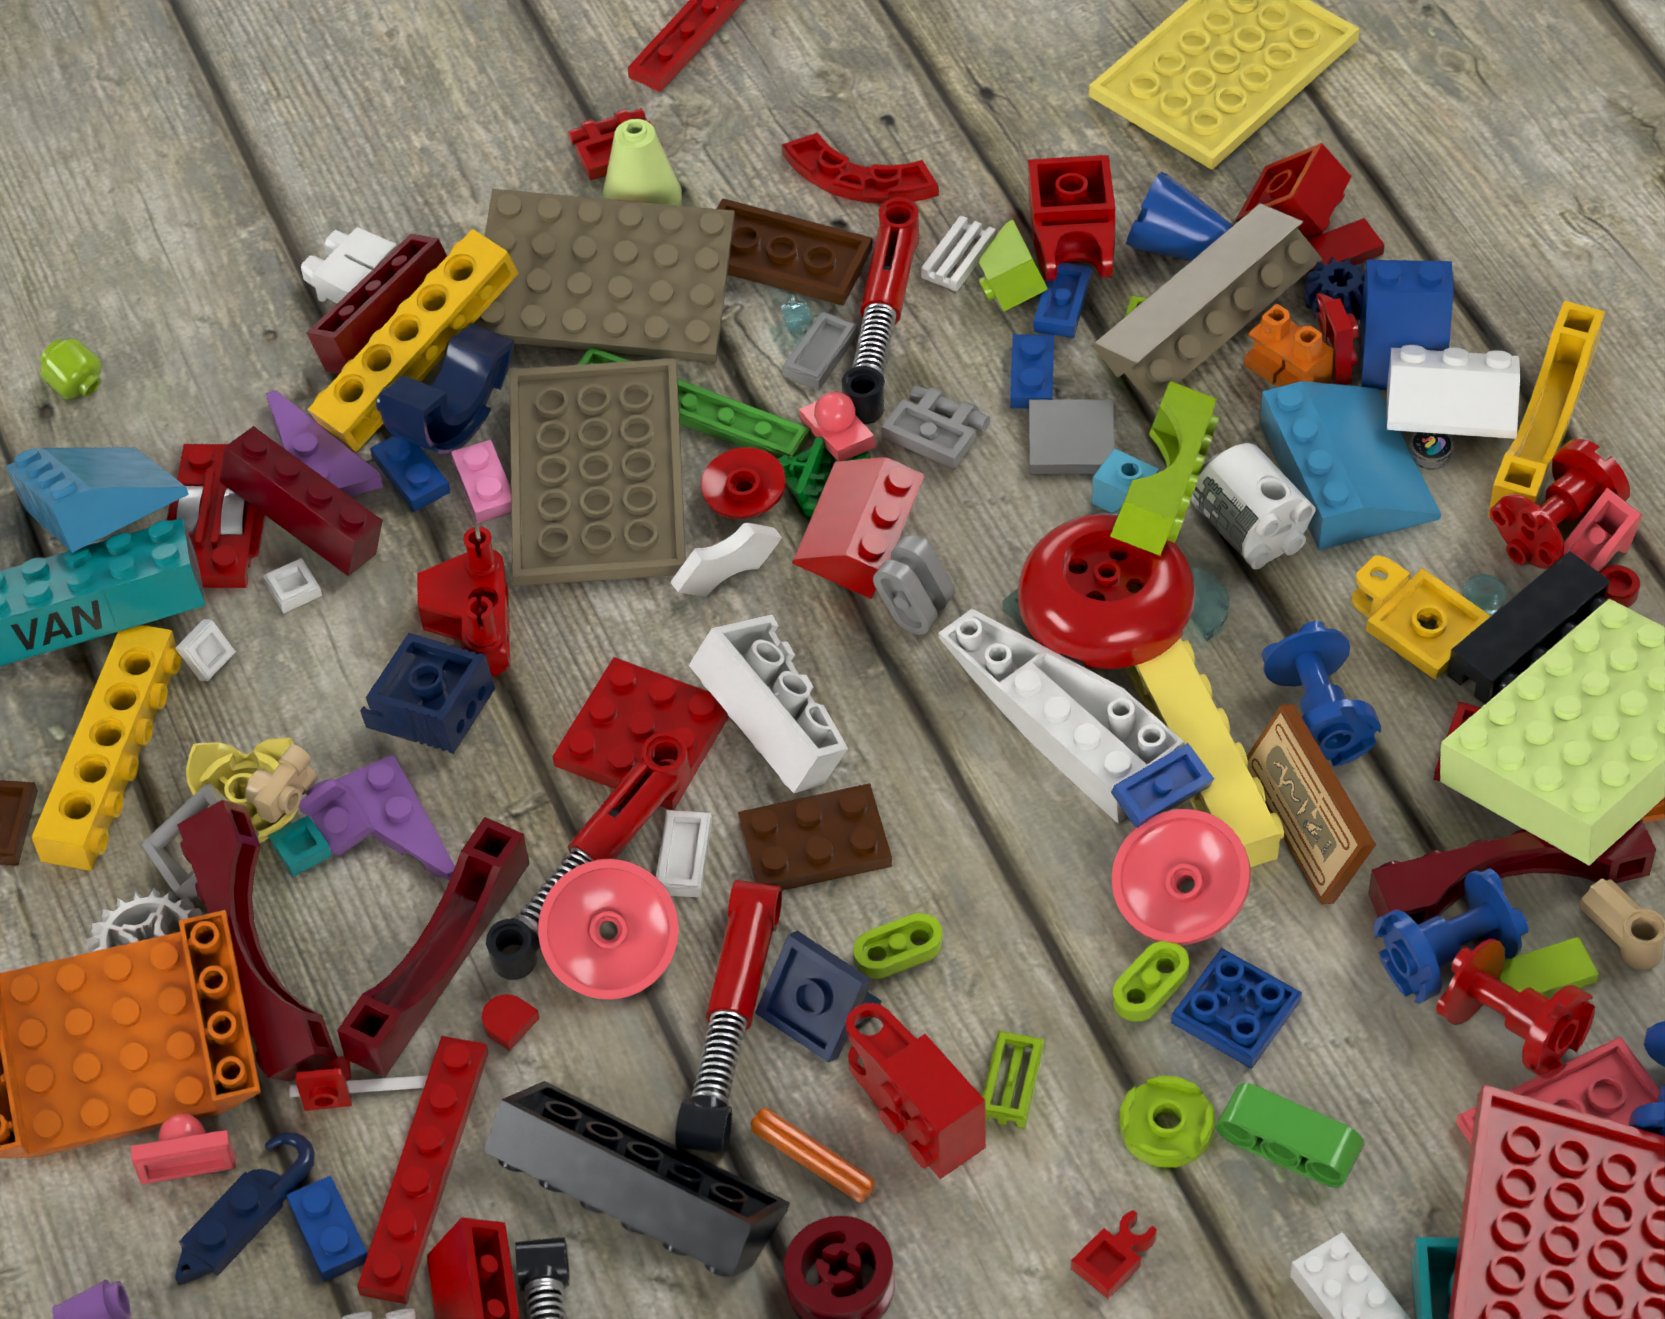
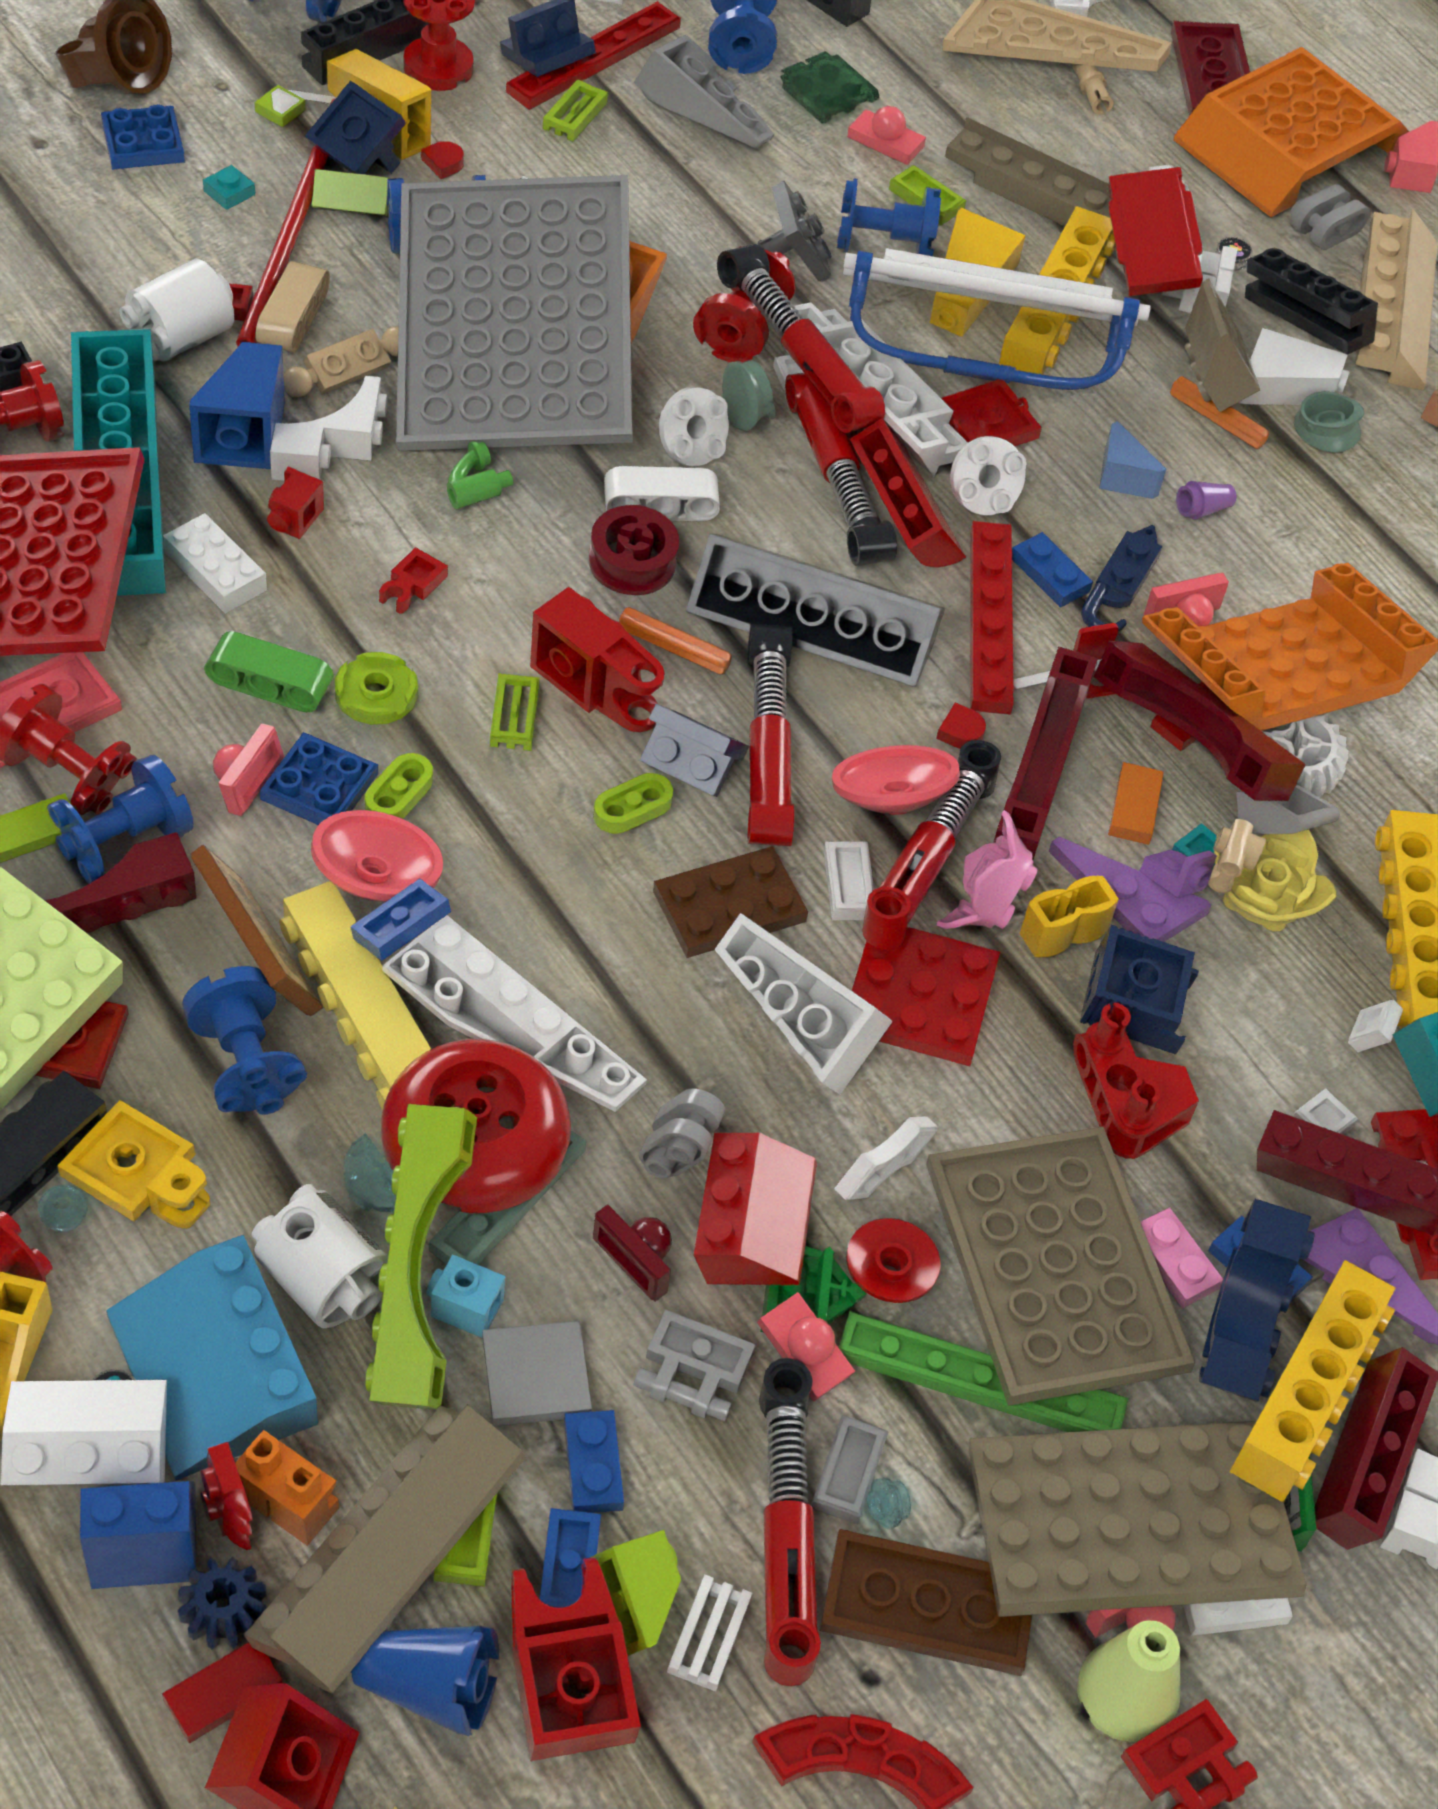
camera: 160 degrees right, 0 degrees up
(345, 916) = (1136, 803): none -> orange tile
(473, 766) = (1068, 916): none -> yellow brick
(547, 788) = (992, 881): none -> bright pink brick
(971, 511) = (636, 1249): none -> dark red tile
(1324, 1017) = (247, 768): none -> coral tile

